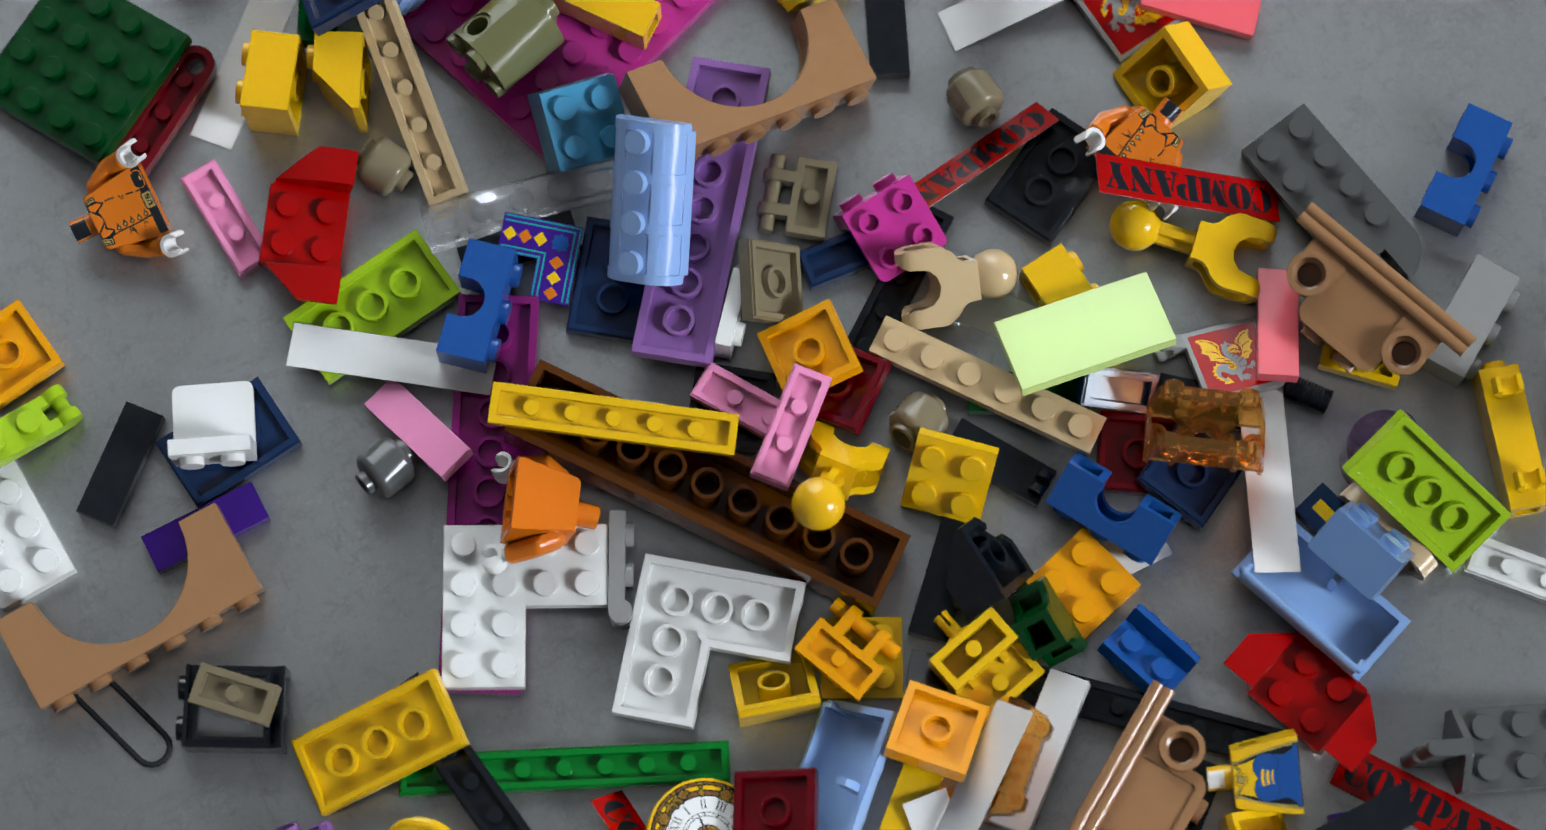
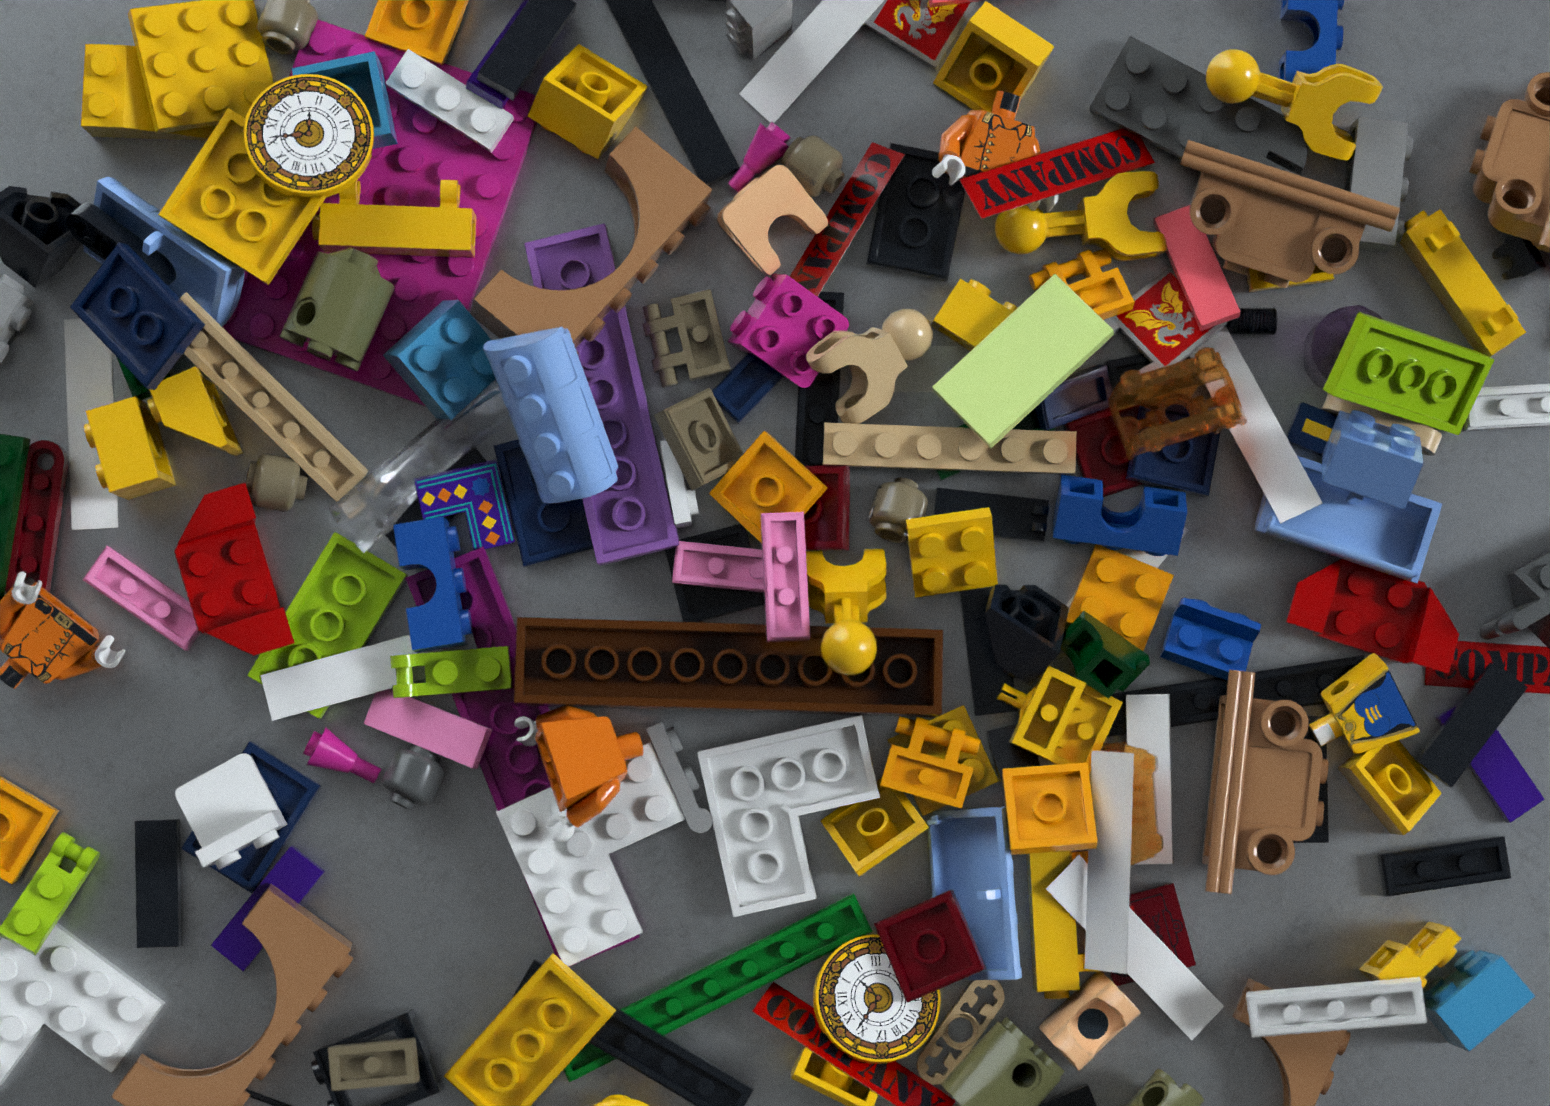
camera: 25 degrees left, 10 degrees up
(324, 417) = (332, 753): none -> dark pink cone
(455, 387) = (453, 671): none -> lime plate
(613, 419) = (614, 647): yellow plate -> none
(915, 108) = (758, 205): none -> light nougat piece
(935, 68) = (765, 149): none -> dark pink cone
(1183, 309) = (1102, 292): none -> light orange plate
(1436, 219) = (1305, 101): none -> yellow piece

